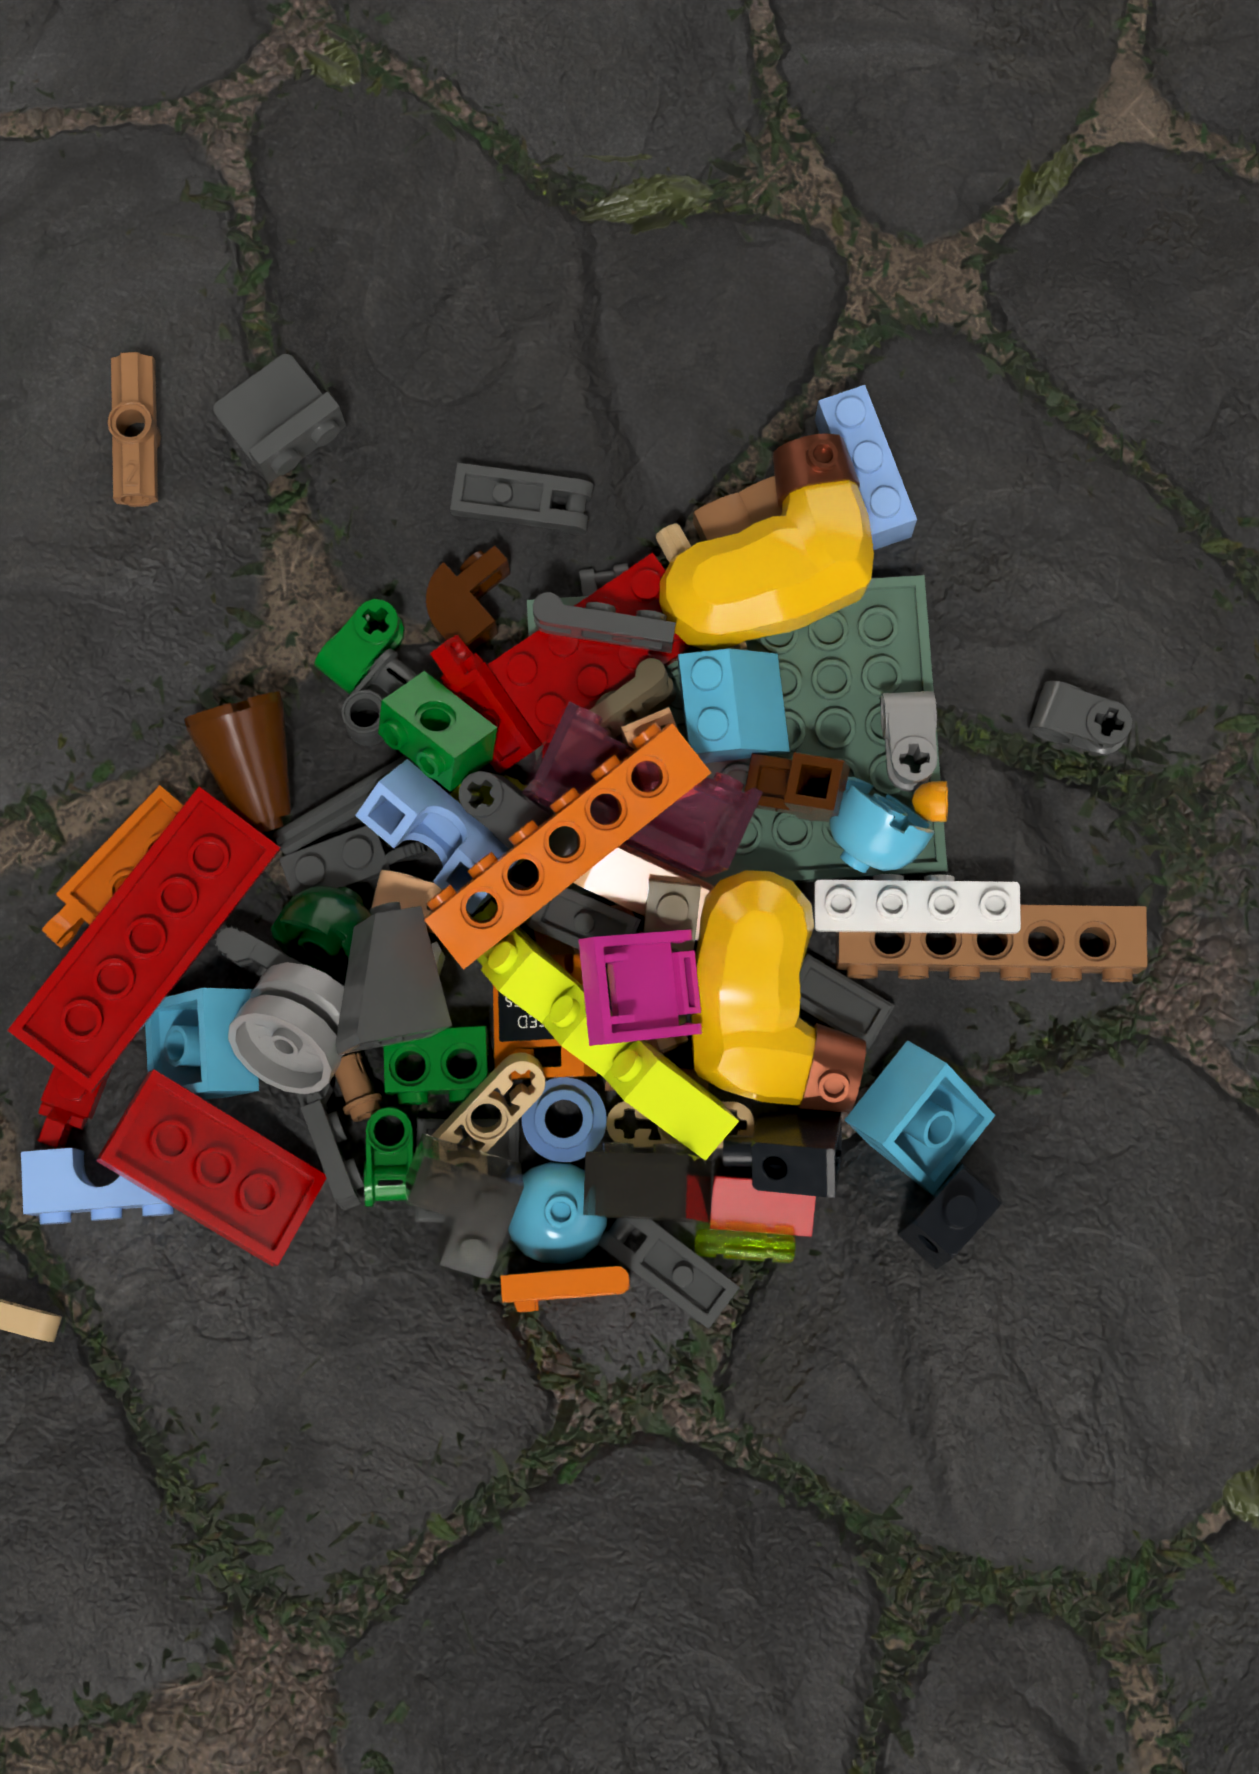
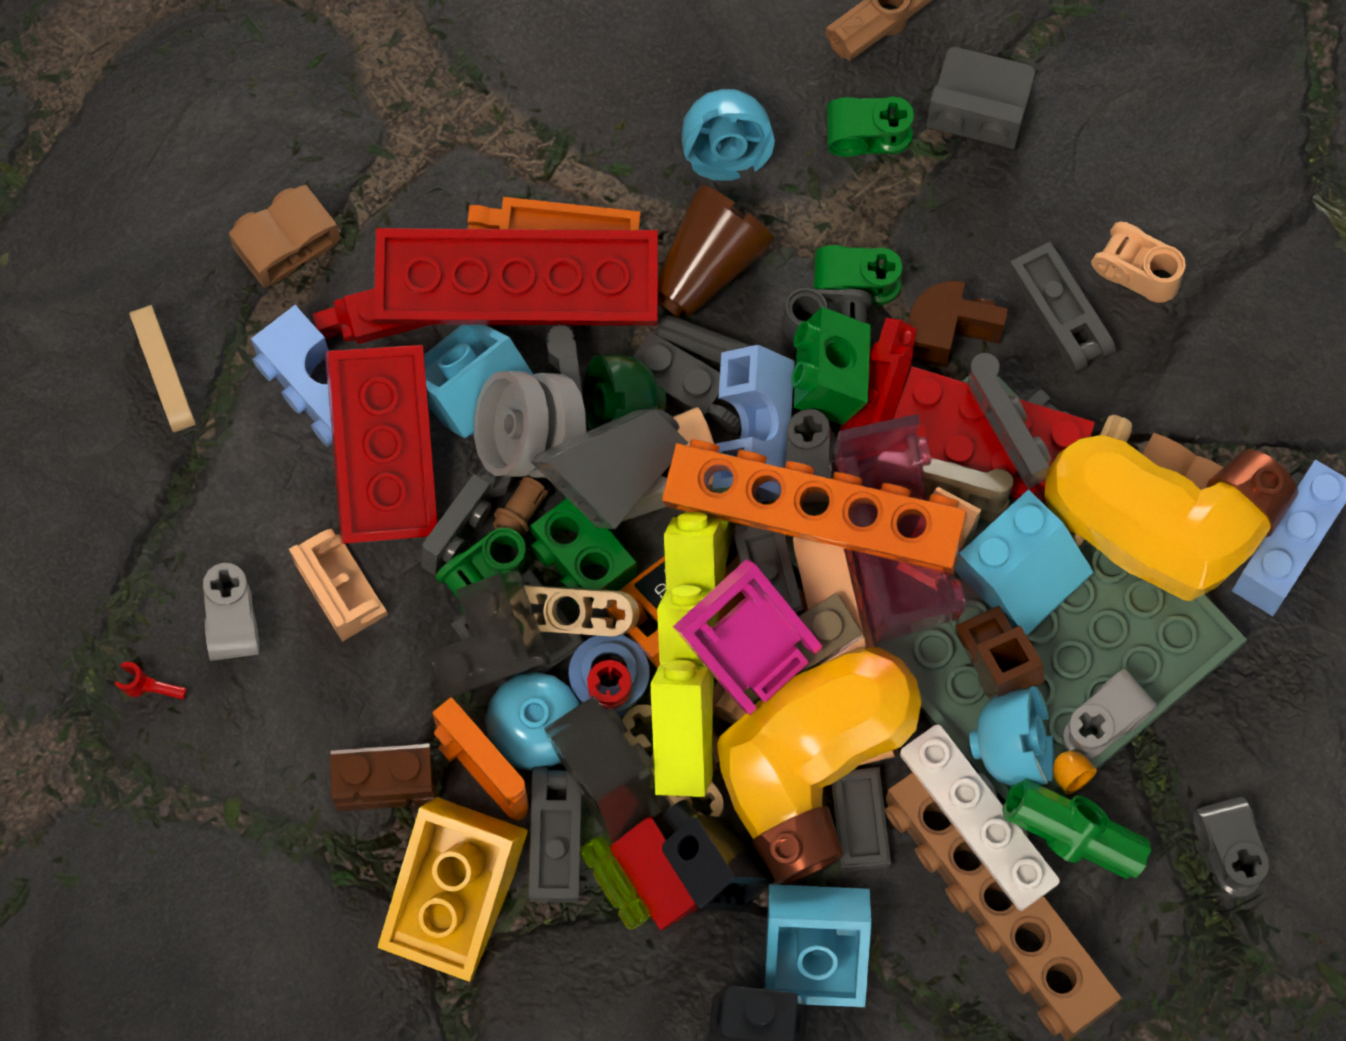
camera: 50 degrees right, 10 degrees down
(146, 658) = (726, 135): none -> medium azure cylinder
(227, 537) = (863, 126): none -> green piece
(275, 1415) = (230, 620): none -> light grey piece
(275, 1522) = (143, 684): none -> red hand
(306, 1294) = (337, 583): none -> light nougat hinge
(512, 1379) = (382, 777): none -> reddish brown brick
(528, 404) = (1137, 259): none -> light nougat piece
(591, 1117) = (624, 684): none -> red bush
(650, 1387) = (451, 887): none -> yellow slope
(983, 835) = (1076, 829): none -> green piece

